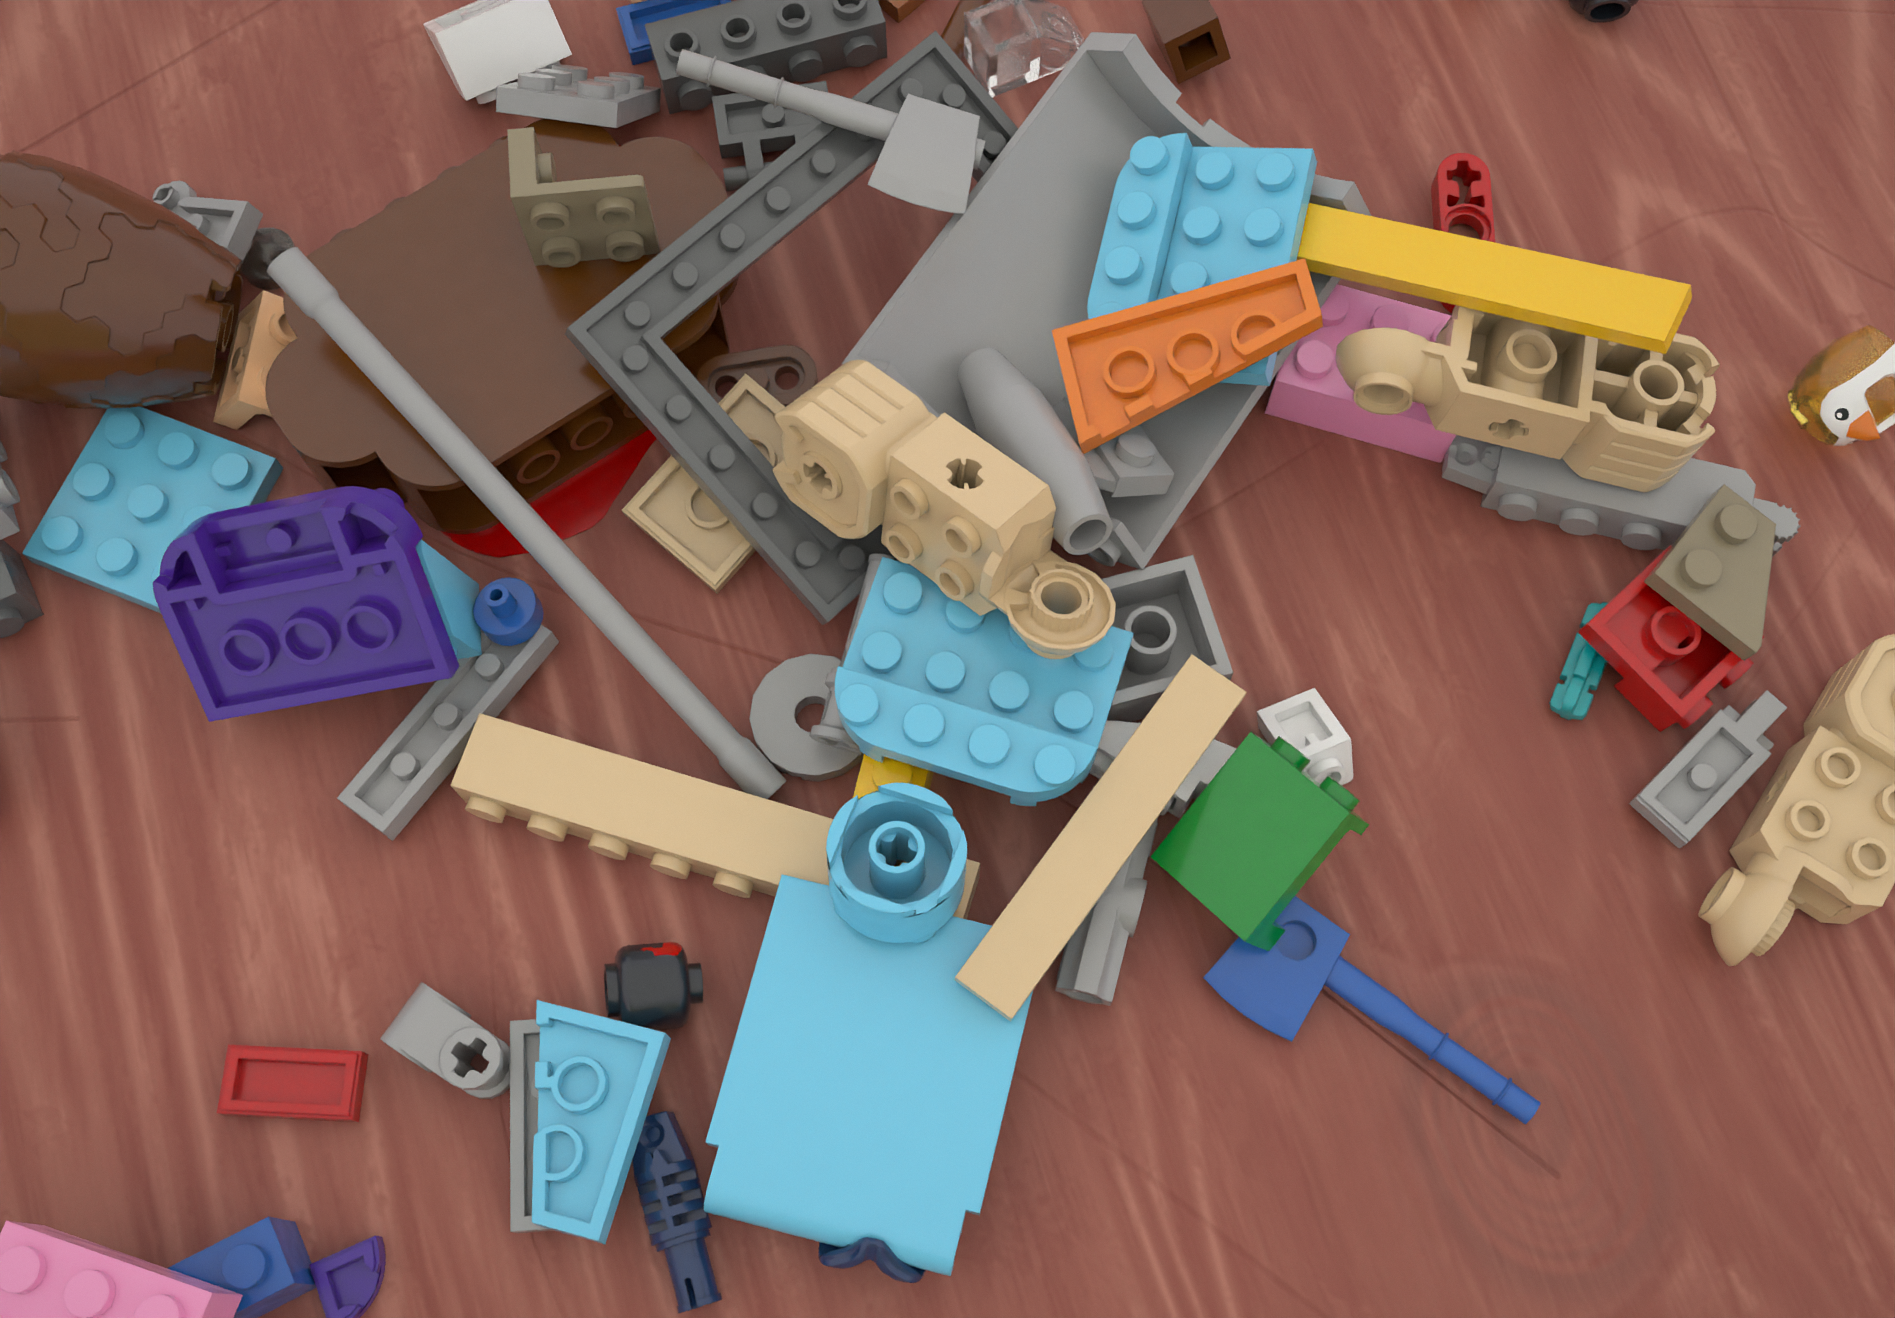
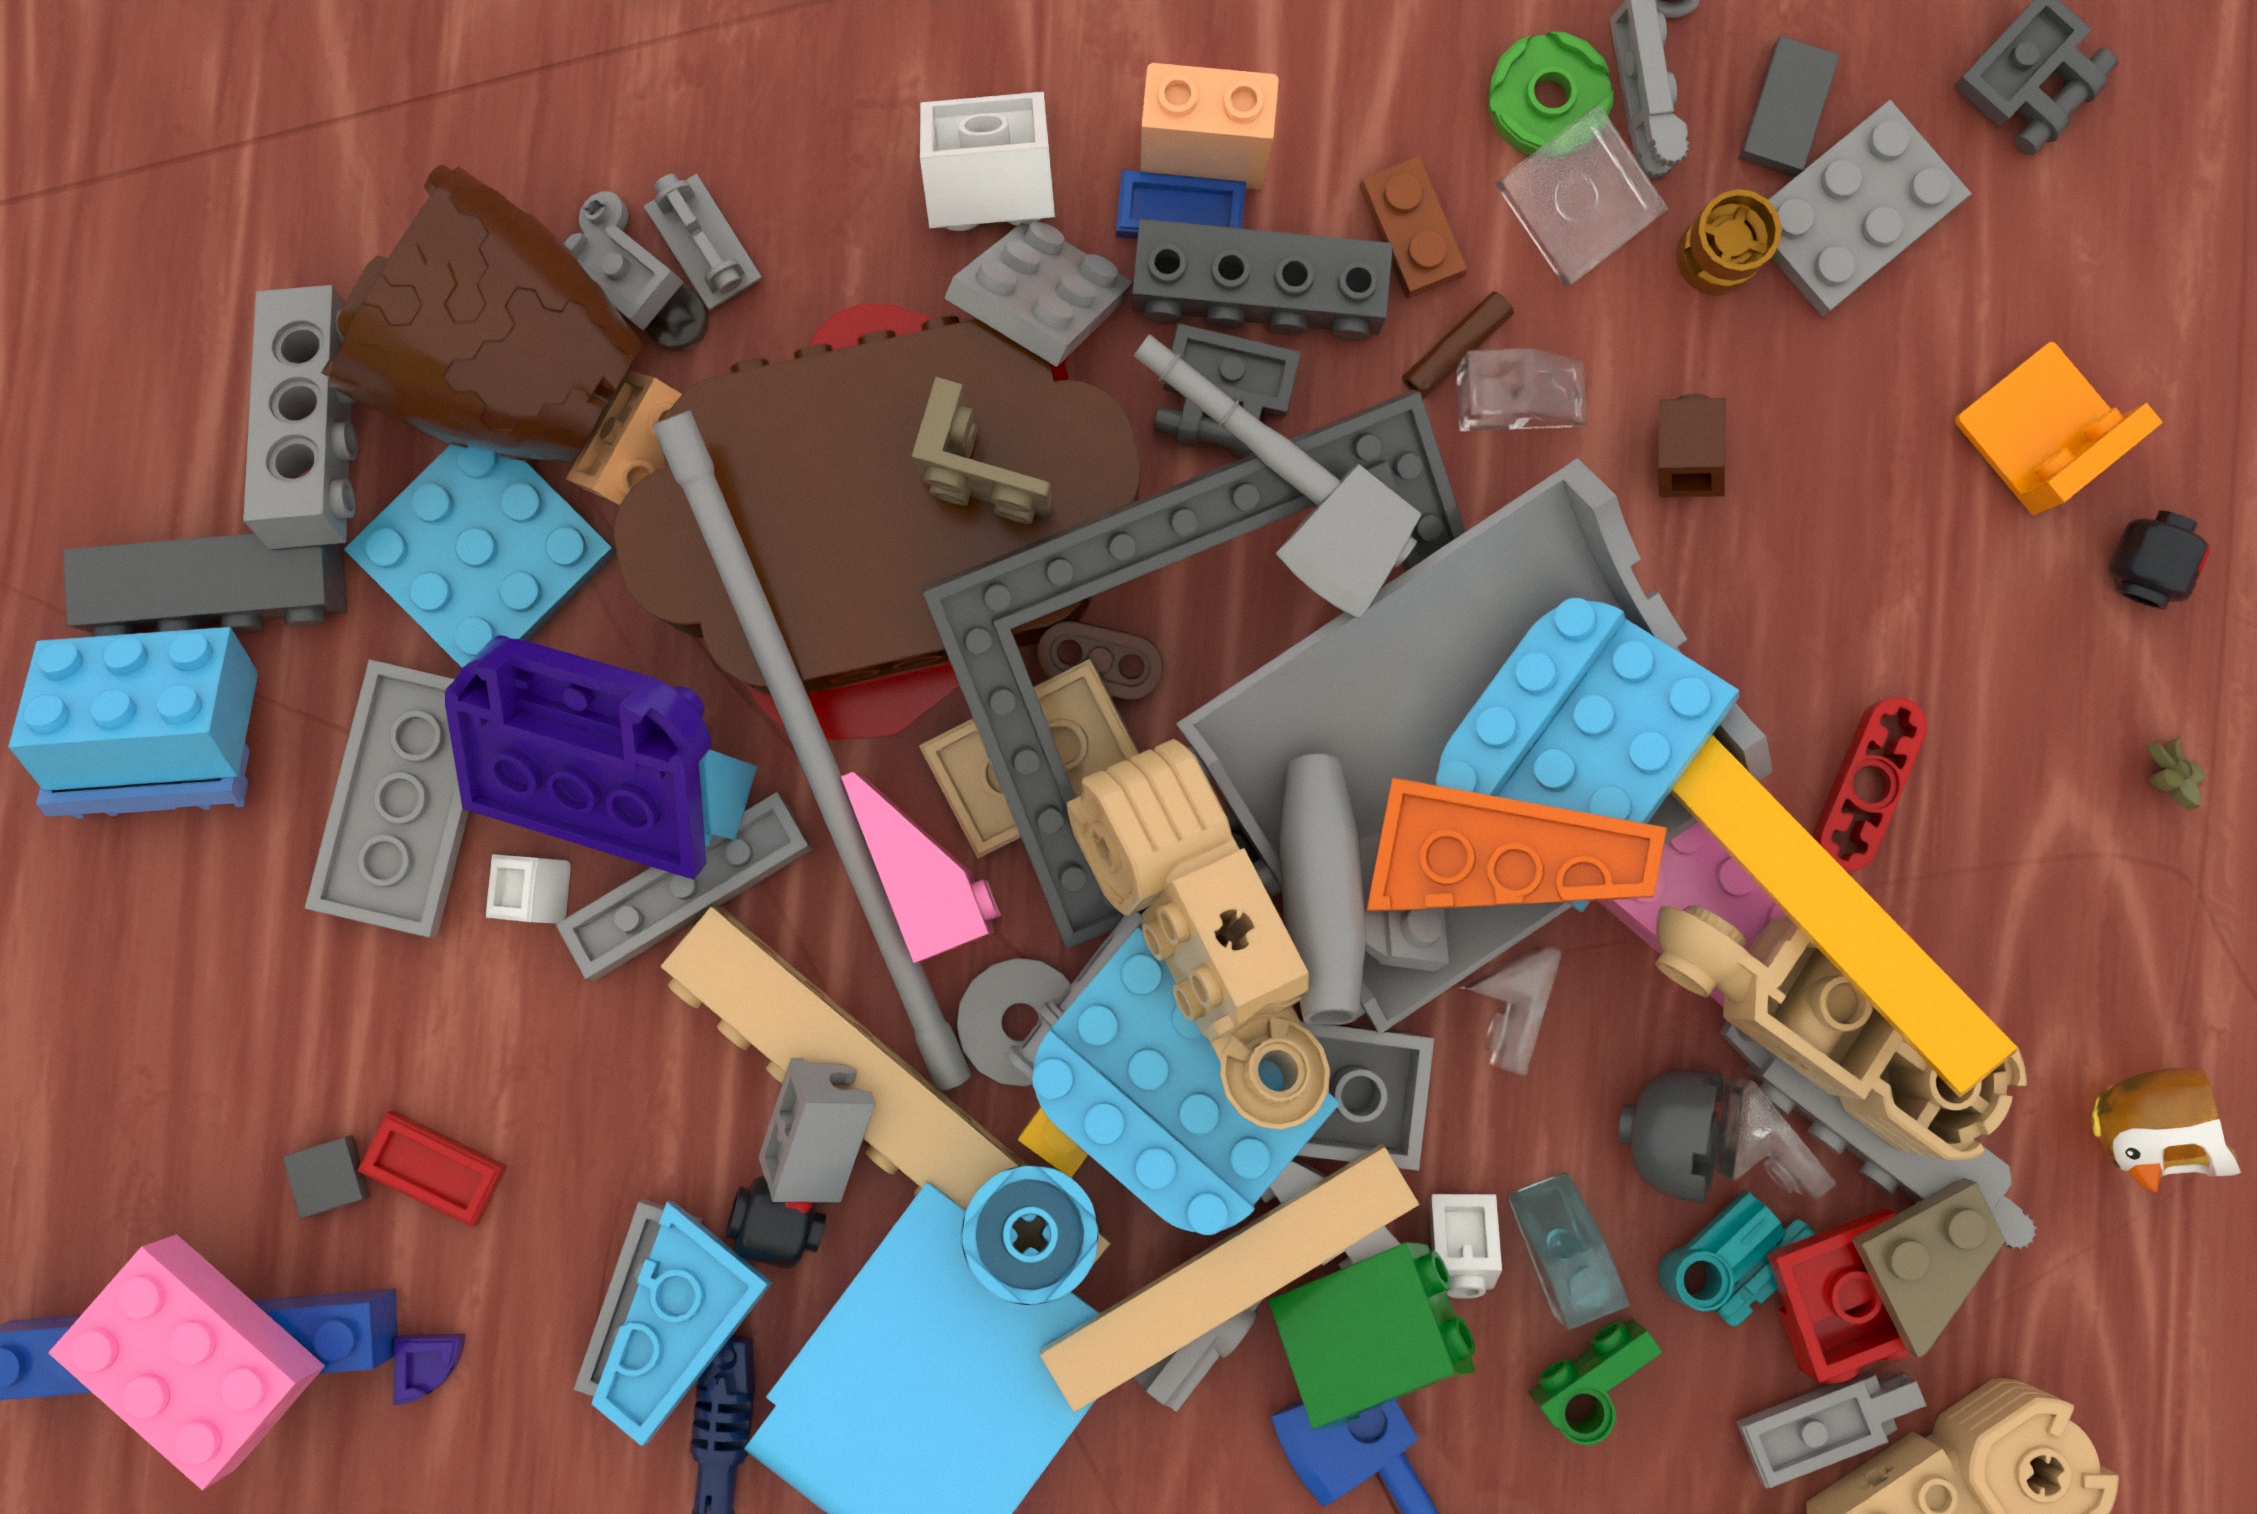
camera: 20 degrees right, 15 degrees up
(144, 758) = (393, 808): none -> light grey plate
(187, 1134) = (326, 1176): none -> dark grey tile
(272, 188) = (701, 239): none -> light grey hinge
(299, 785) = (528, 889): none -> white slope
(445, 1040) = (572, 1190): light grey piece -> none
(508, 611) = (783, 819): blue tile -> none
(657, 875) = (814, 1133): none -> light grey hinge
(676, 602) = (927, 887): none -> bright pink slope
(1253, 509) = (1525, 987): none -> clear slope
(1403, 710) = (1568, 1251): none -> clear light blue slope
(1444, 564) = (1675, 1132): none -> dark grey cylinder
(1489, 783) = (1614, 1356): none -> green plate
(1518, 534) = (1756, 1129): none -> clear slope
(1538, 655) = (1727, 1250): none -> teal piece
(1708, 126) = (2178, 775): none -> olive plant

